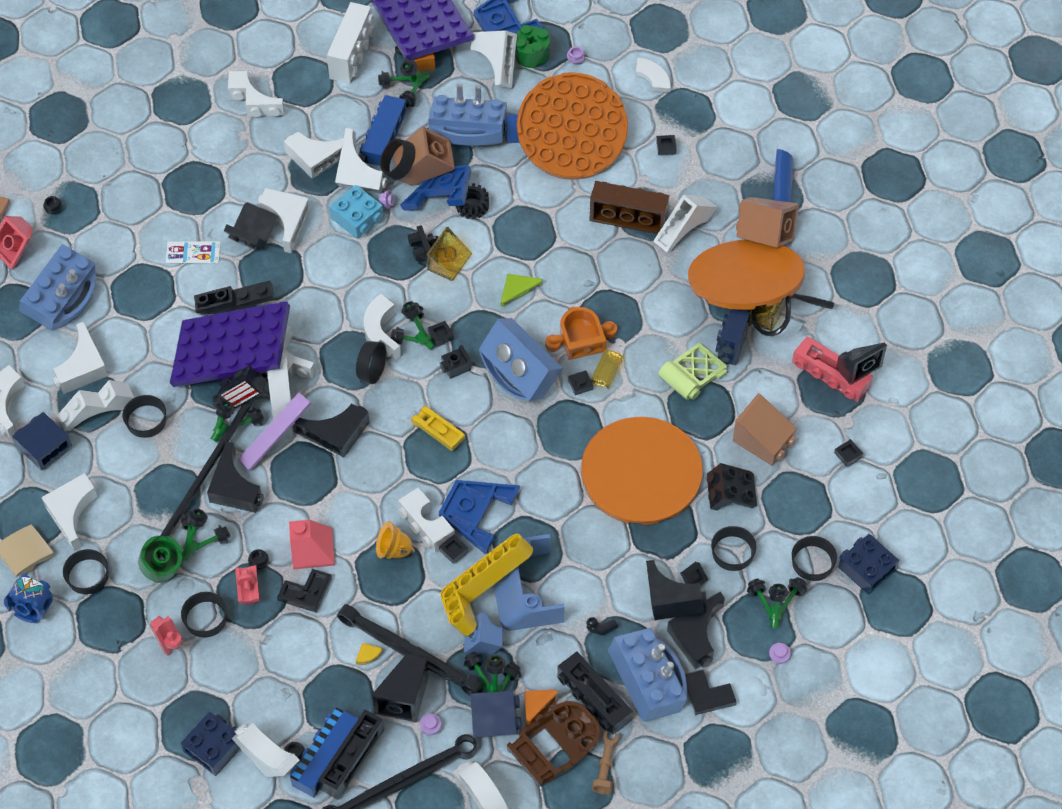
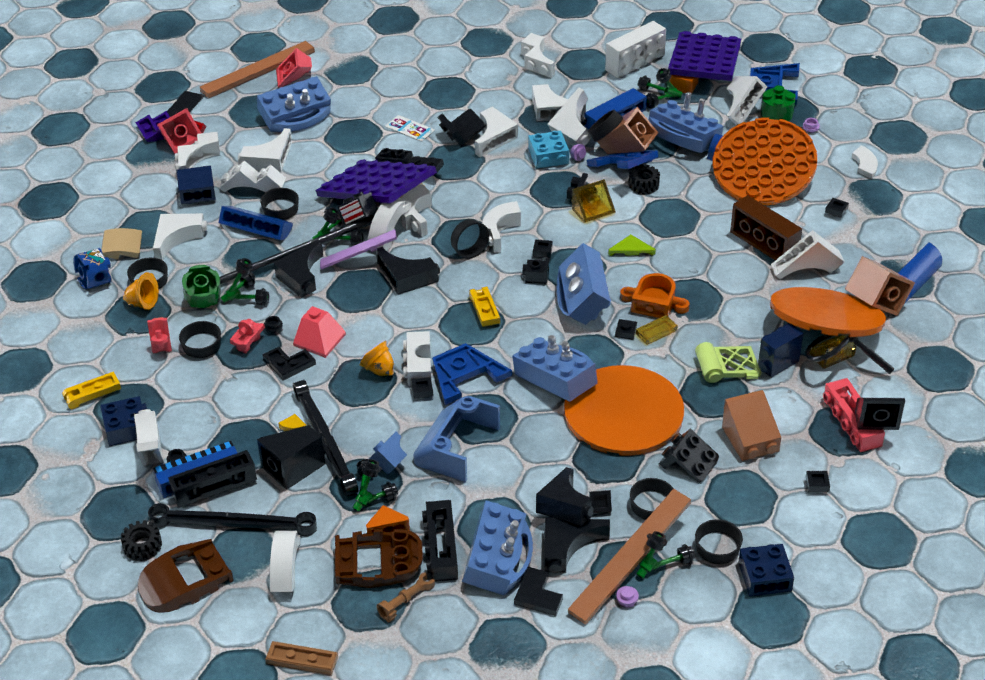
camera: 35 degrees right, 15 degrees down
(52, 205) = (339, 62): black plate -> none
(101, 598) = (142, 292): none -> light orange piece
(139, 452) = (255, 222): none -> blue brick
(148, 729) = (91, 389): none -> yellow plate
(414, 313) = (533, 227): plant -> none
(430, 724) = (293, 494): lavender plate -> none
(480, 577) = (415, 409): yellow beam -> none
(495, 714) = (344, 508): dark blue brick -> none
(561, 463) = (555, 367): none -> medium blue piece
(601, 629) = (486, 495): black arm -> none
(759, 616) = (628, 557): none -> nougat tile

